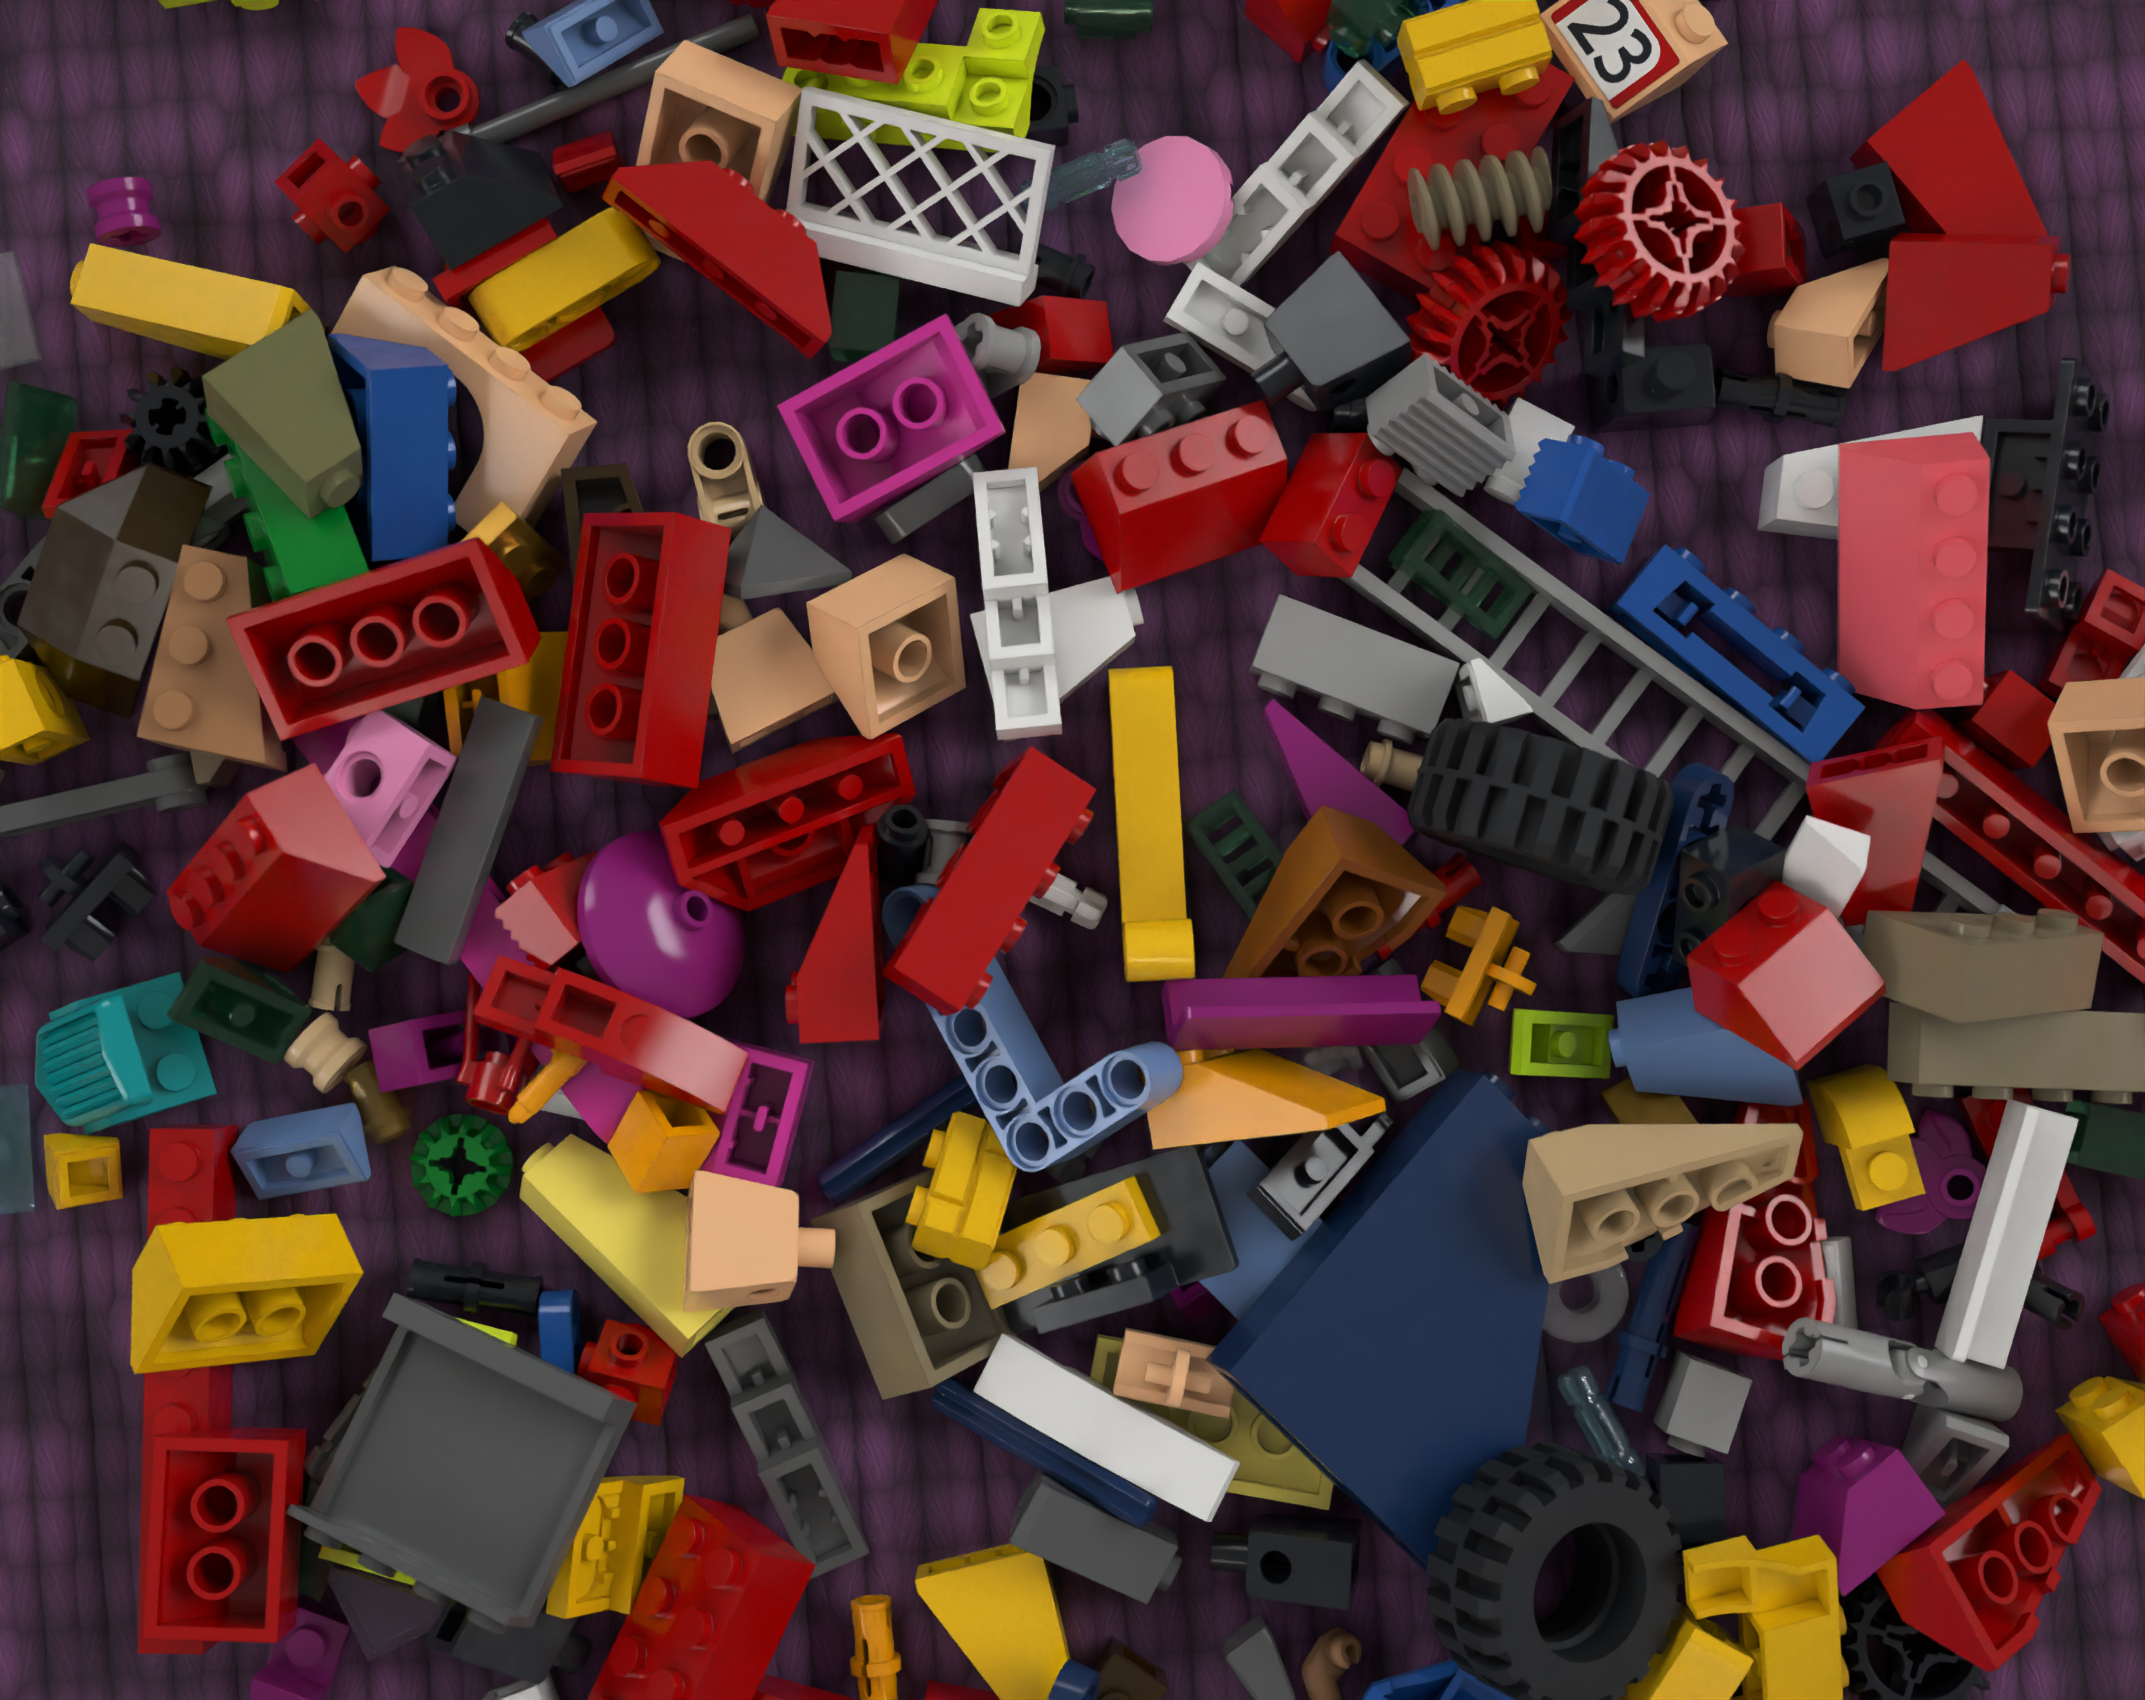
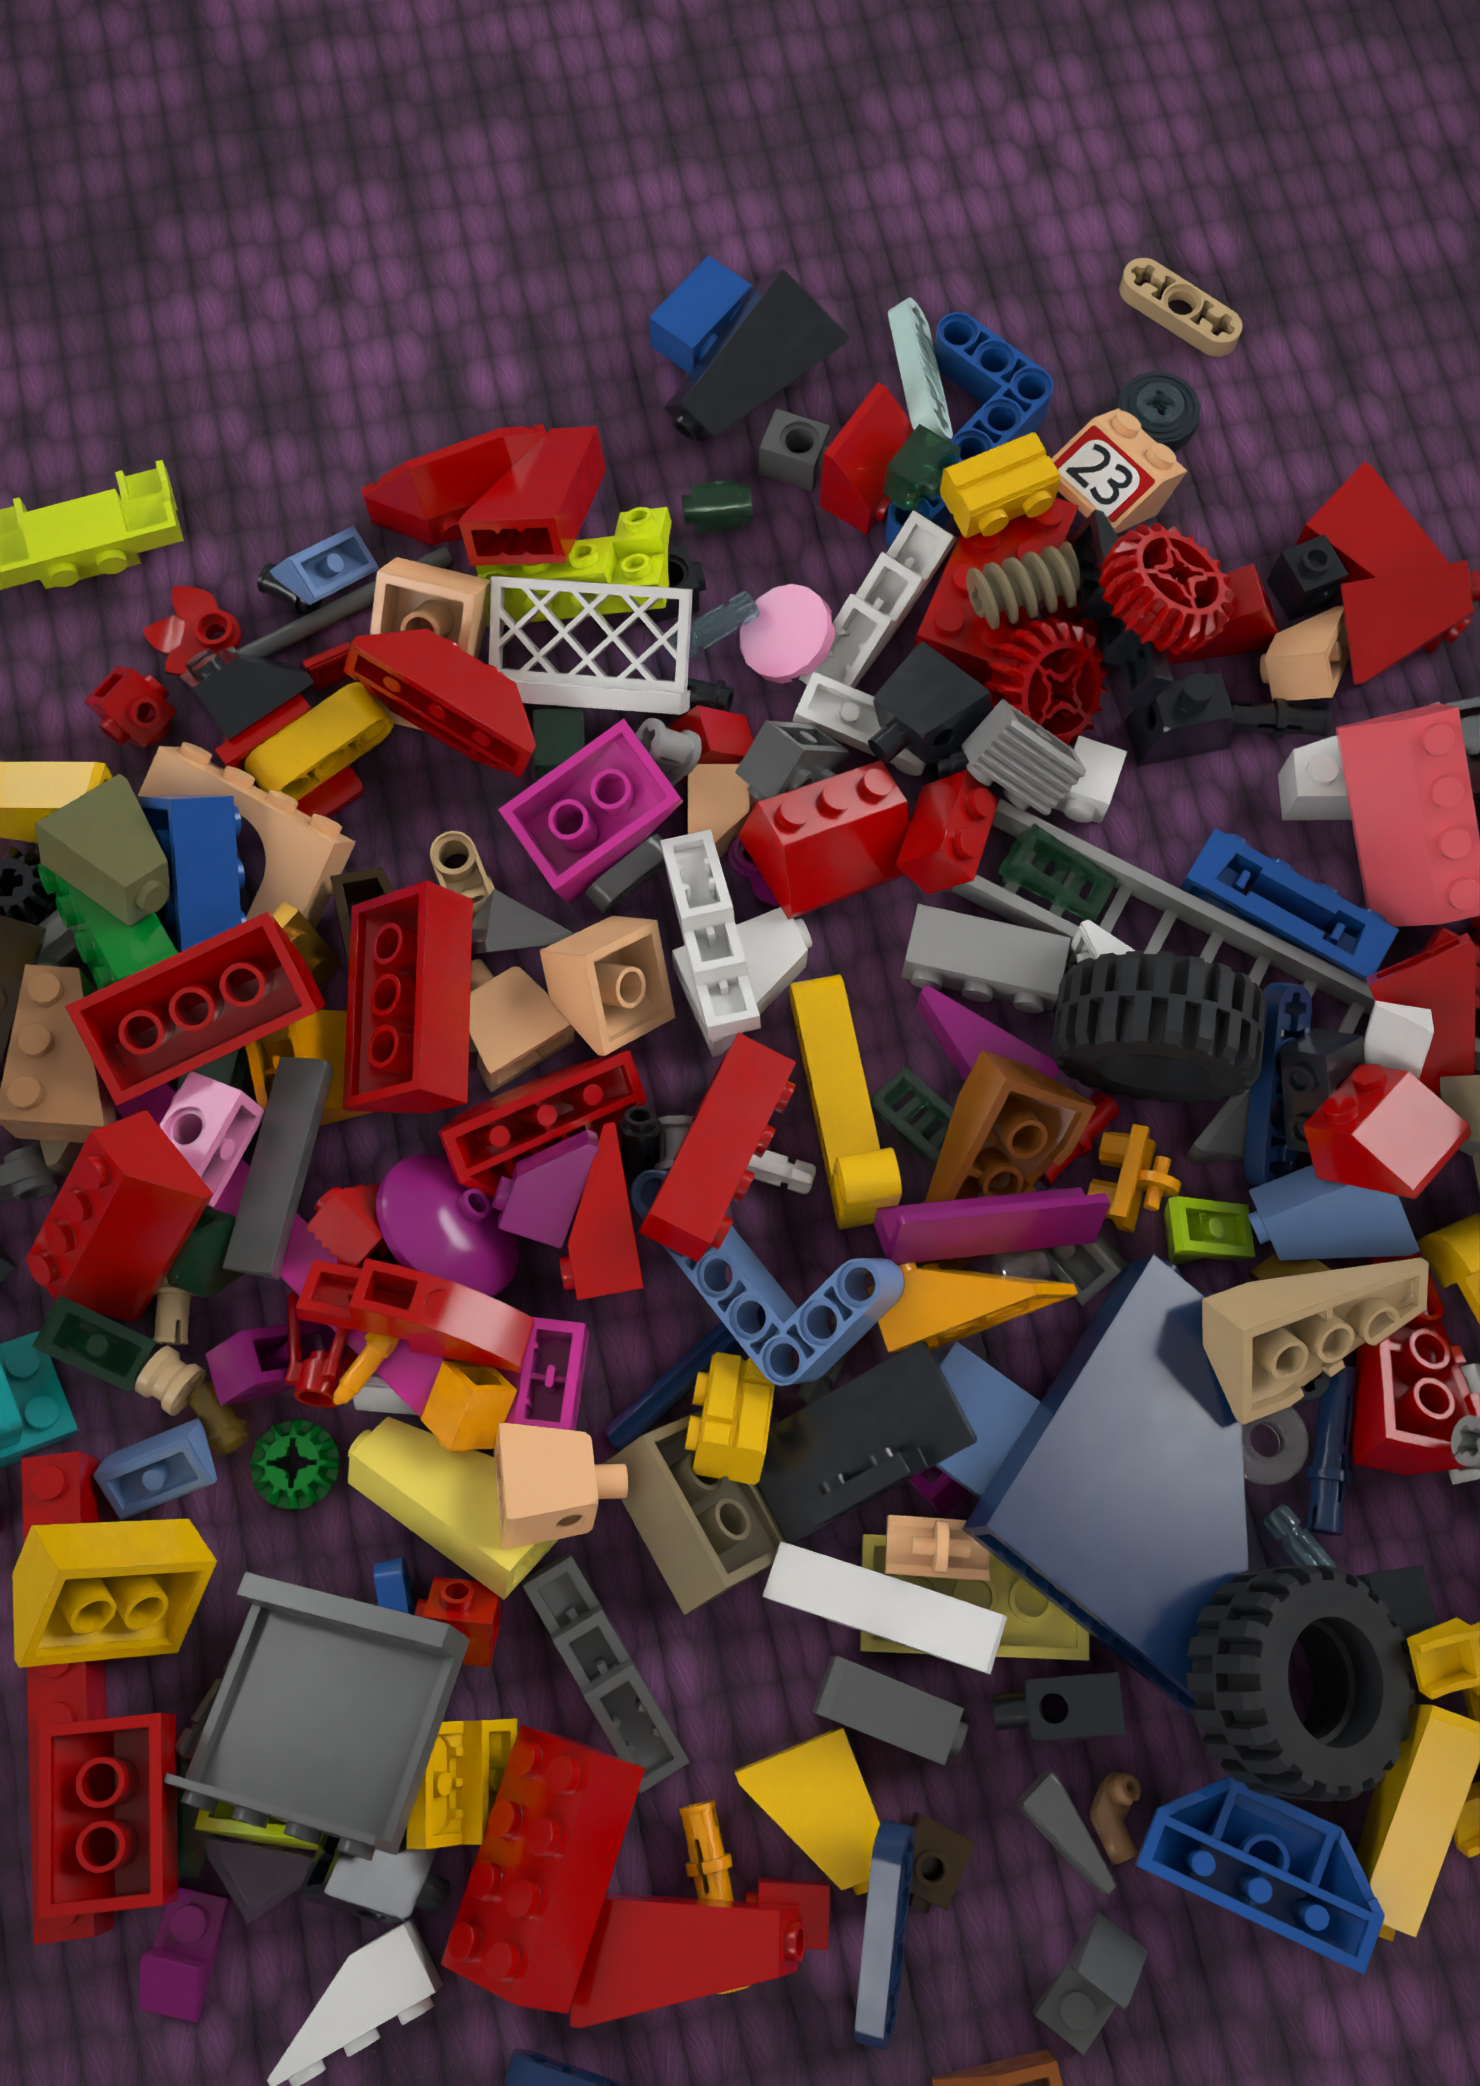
camera: 10 degrees left, 15 degrees down
(475, 1287) = (318, 1568): black pin -> none
(780, 903) = (546, 1190): none -> magenta slope
(1044, 1453) = (834, 1639): dark blue axle -> none
(1067, 1242) = (824, 1449): yellow plate -> none
(1314, 1173) = (1026, 1358): hinge -> none
(1390, 765) = (1031, 1029): tan pin -> none
(1583, 498) = (1144, 802): blue brick -> none
(1701, 1404) = (1390, 1520): light grey brick -> none

